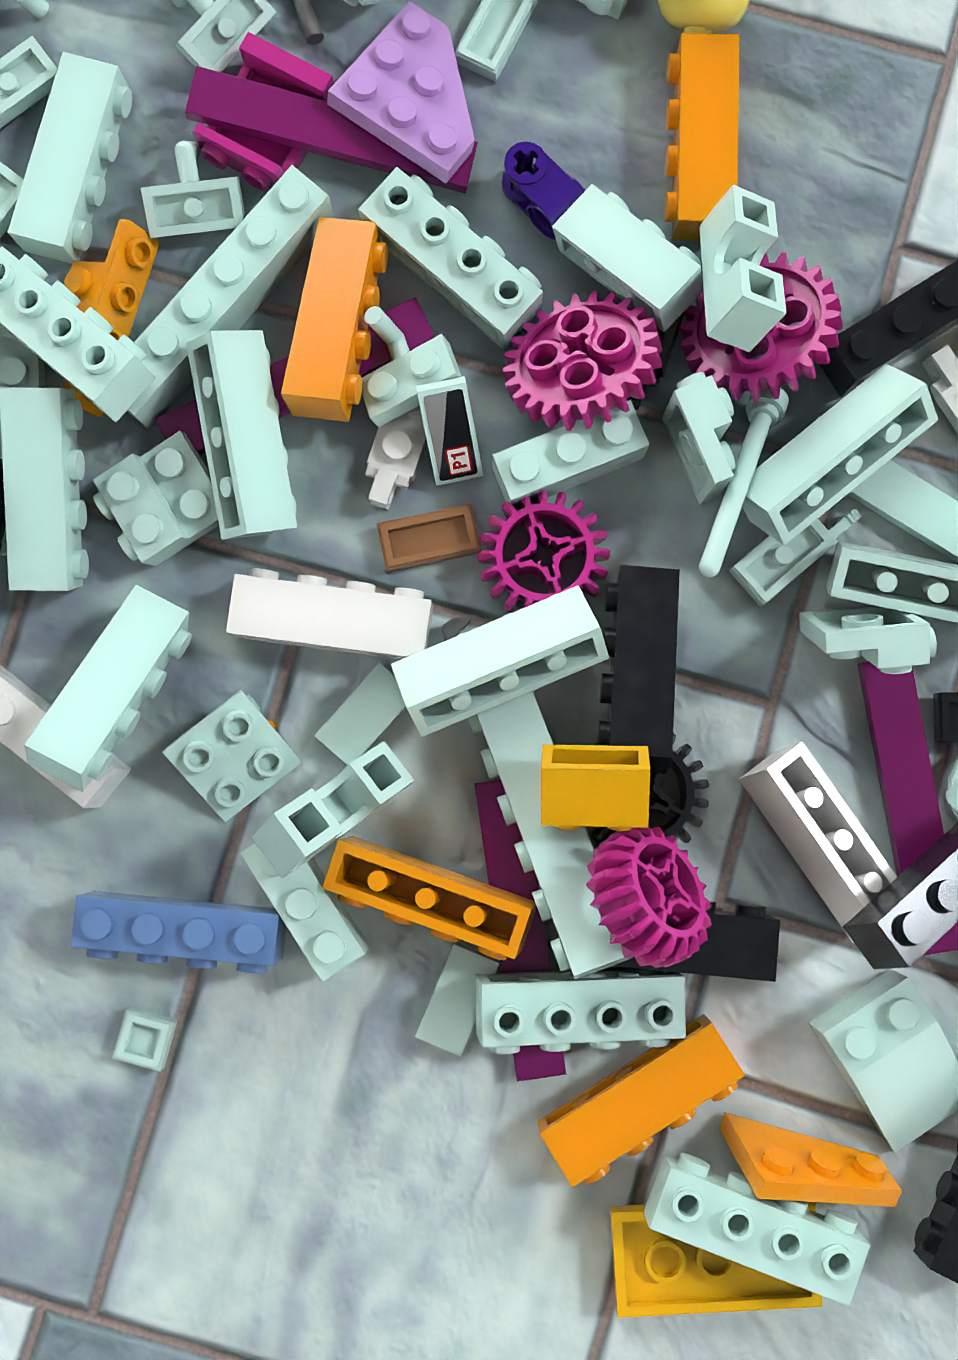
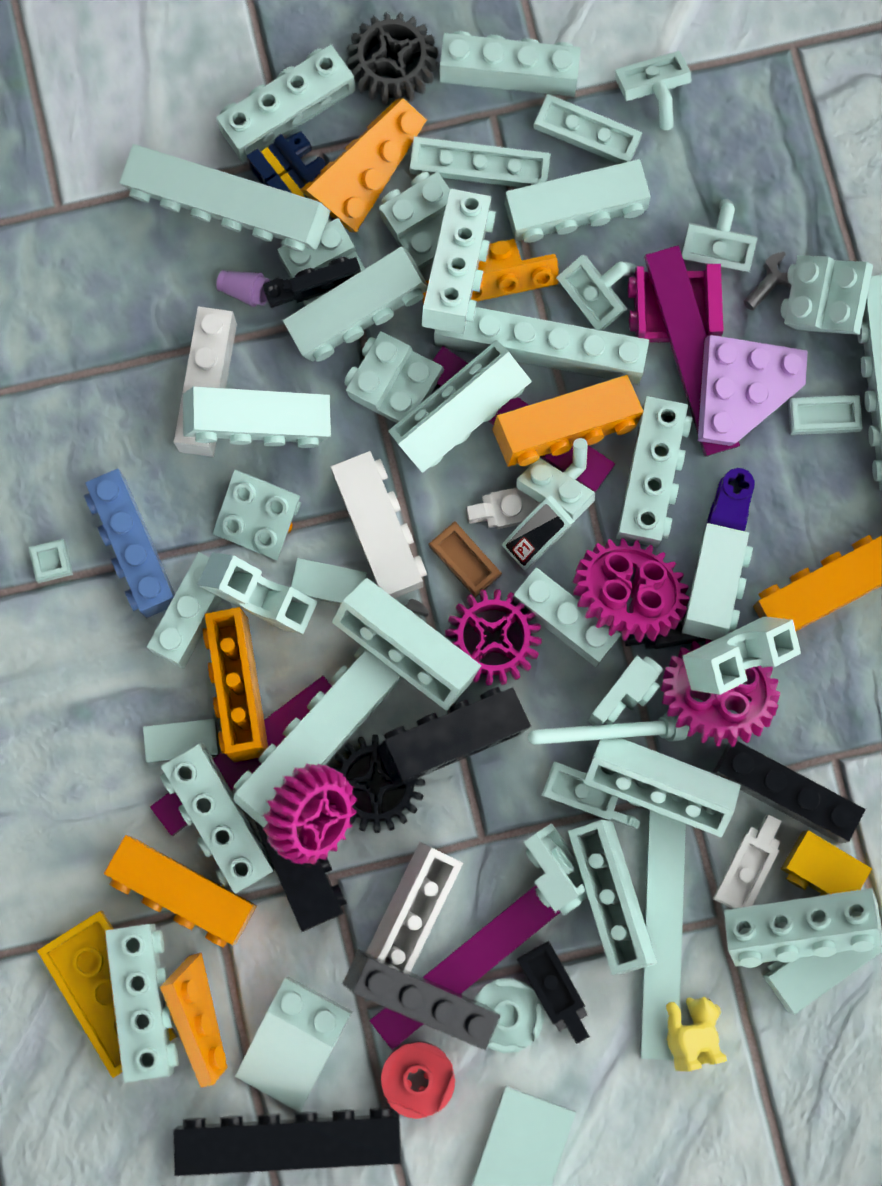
camera: 55 degrees right, 5 degrees down
(595, 786) = (358, 741): yellow piece -> none

